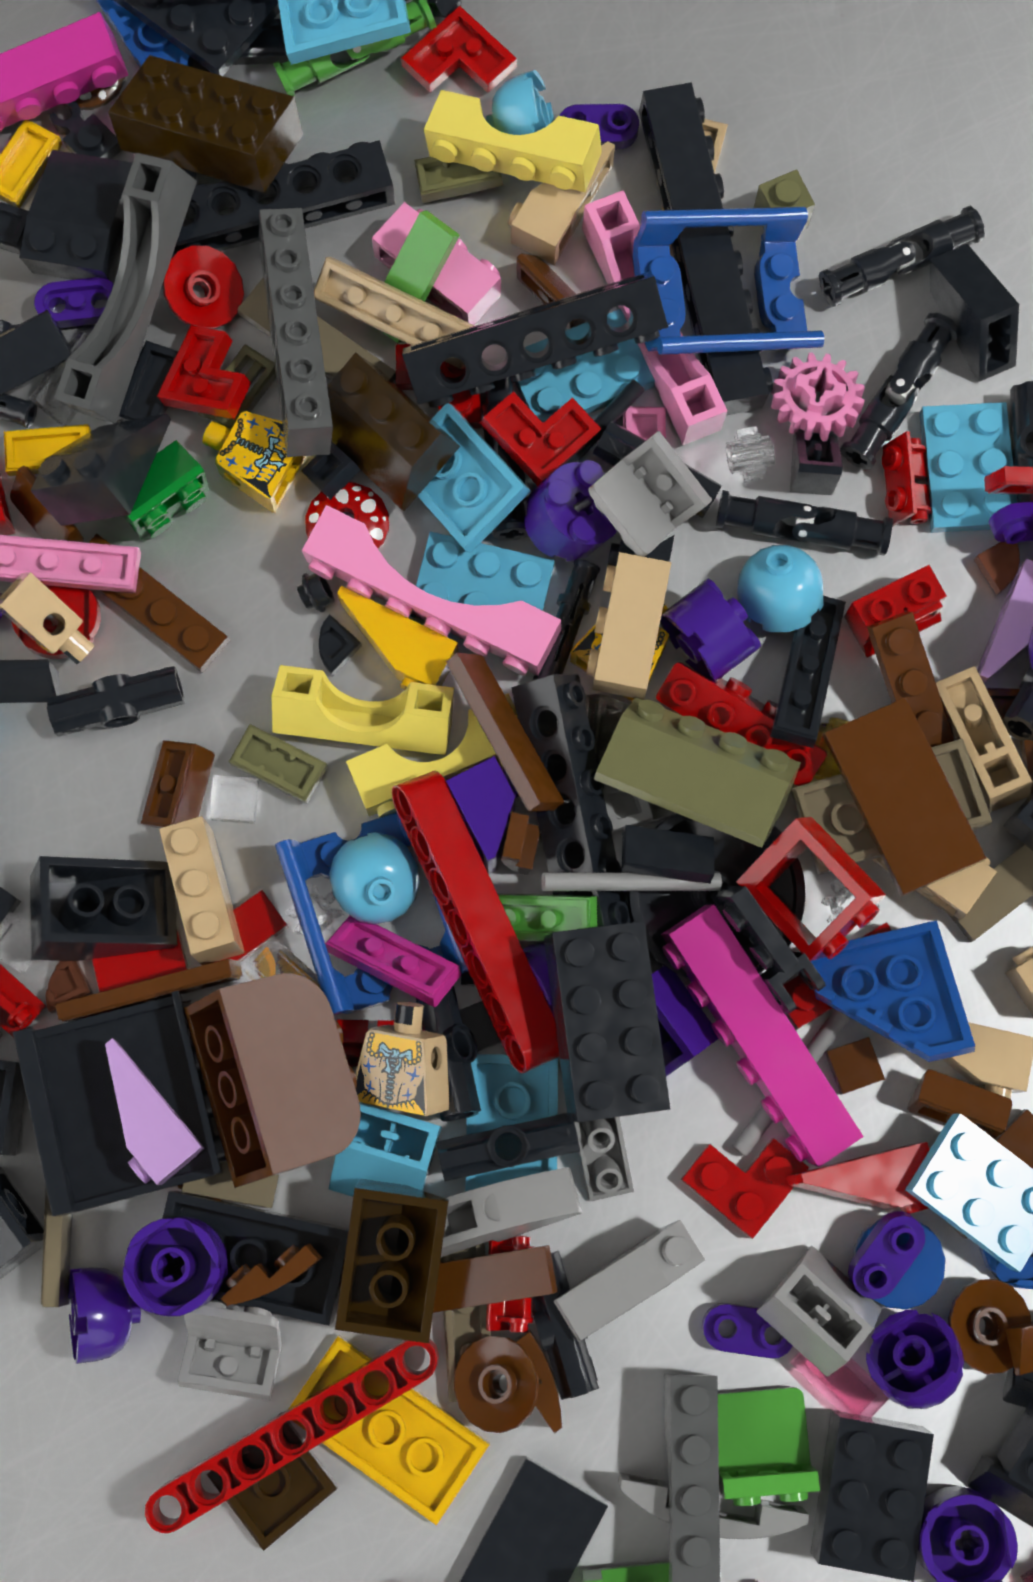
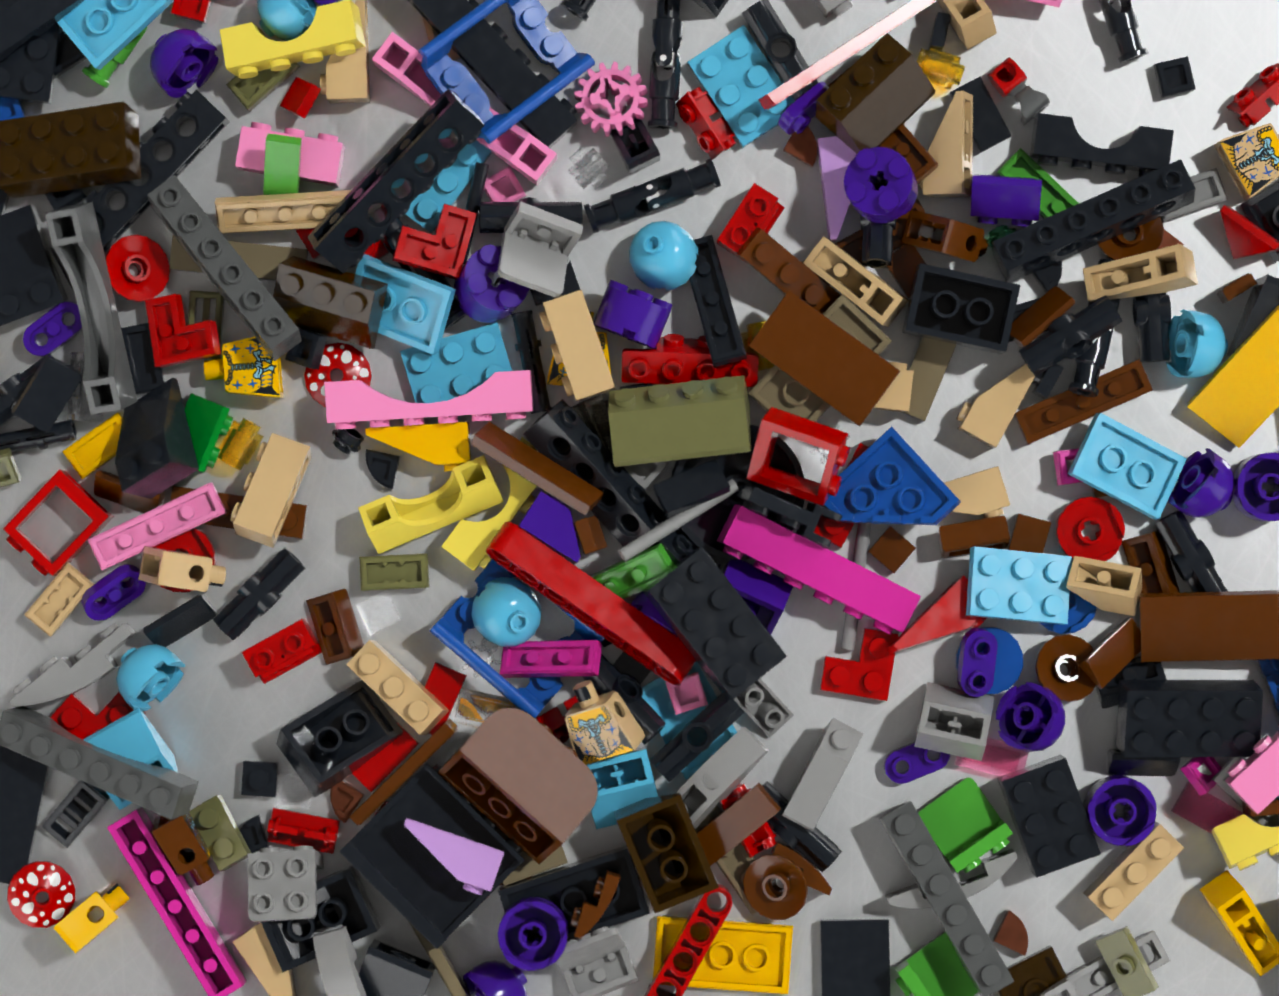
camera: 30 degrees left, 10 degrees up
(100, 777) = (282, 651): none -> red window
(197, 529) = (240, 443): none -> clear yellow brick
(197, 593) = (271, 489): none -> tan brick
(384, 107) = (182, 60): none -> dark purple cylinder
(484, 214) = (300, 97): none -> red tile
(525, 1092) = (688, 694): none -> bright pink tile
(543, 282) = (378, 122): reddish brown slope -> none

